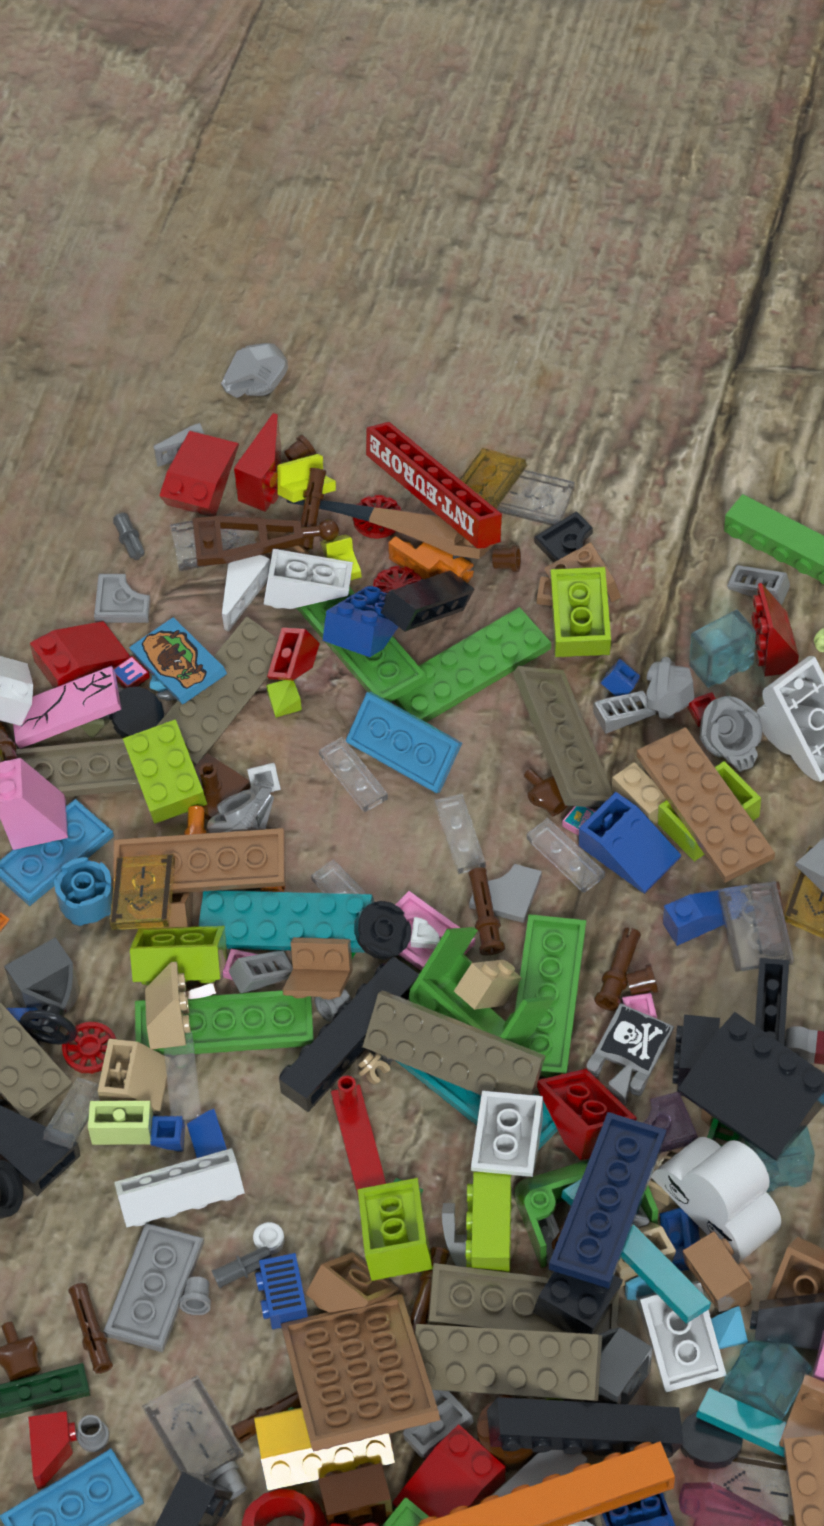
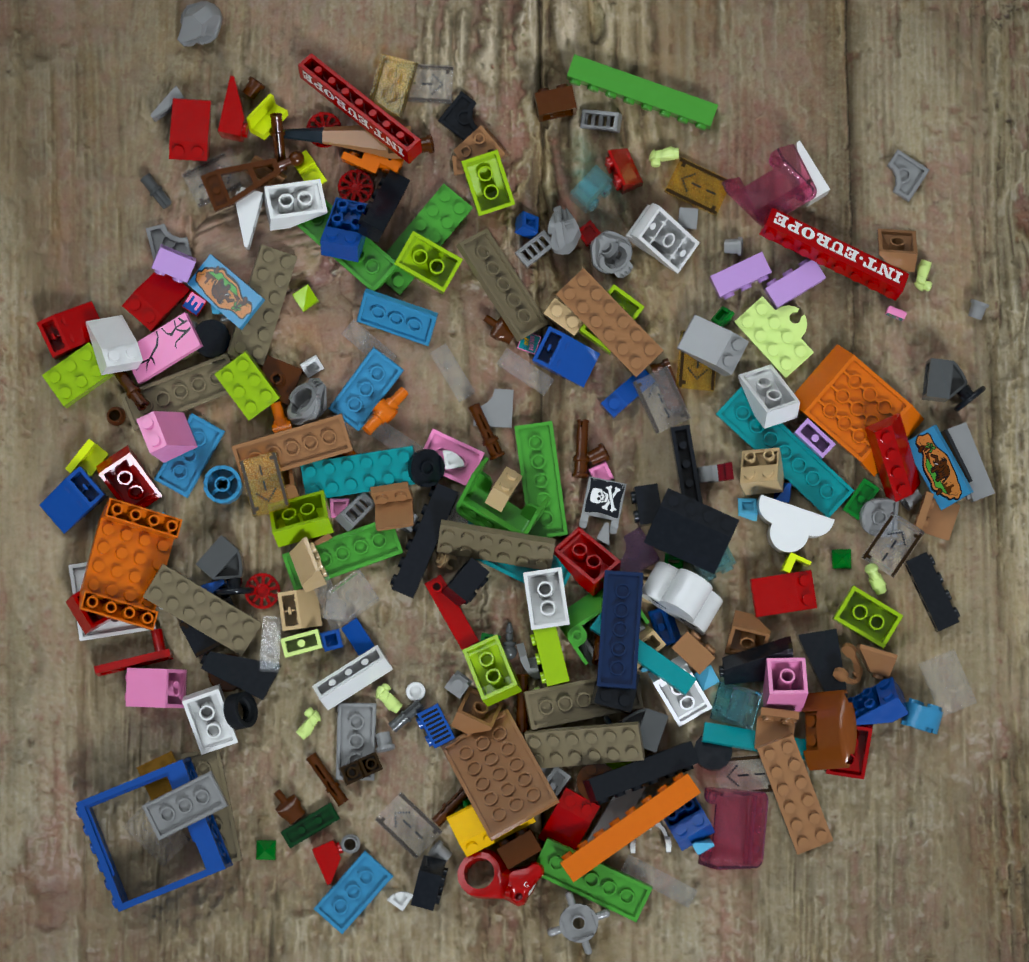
camera: 15 degrees left, 30 degrees up
(89, 1244) = (308, 725): none -> yellowish green arm
(119, 614) = (173, 263): none -> lavender brick
(147, 1322) = (360, 768): none -> dark brown slope
(213, 1081) = (349, 598): none -> clear tile
(224, 1239) = (387, 698): none -> yellowish green arm
(293, 654) = (302, 268): red slope -> none
(333, 823) = (366, 388): none -> dark azure tile
(335, 1237) = (458, 684): none -> light grey window
(348, 852) = (385, 411): none -> orange pin
(392, 1092) = (465, 582): none -> black brick
(433, 1205) = (509, 646): none -> dark grey bar
(469, 686) = (428, 262): none -> lime slope
(700, 542) = (555, 102): none -> reddish brown brick

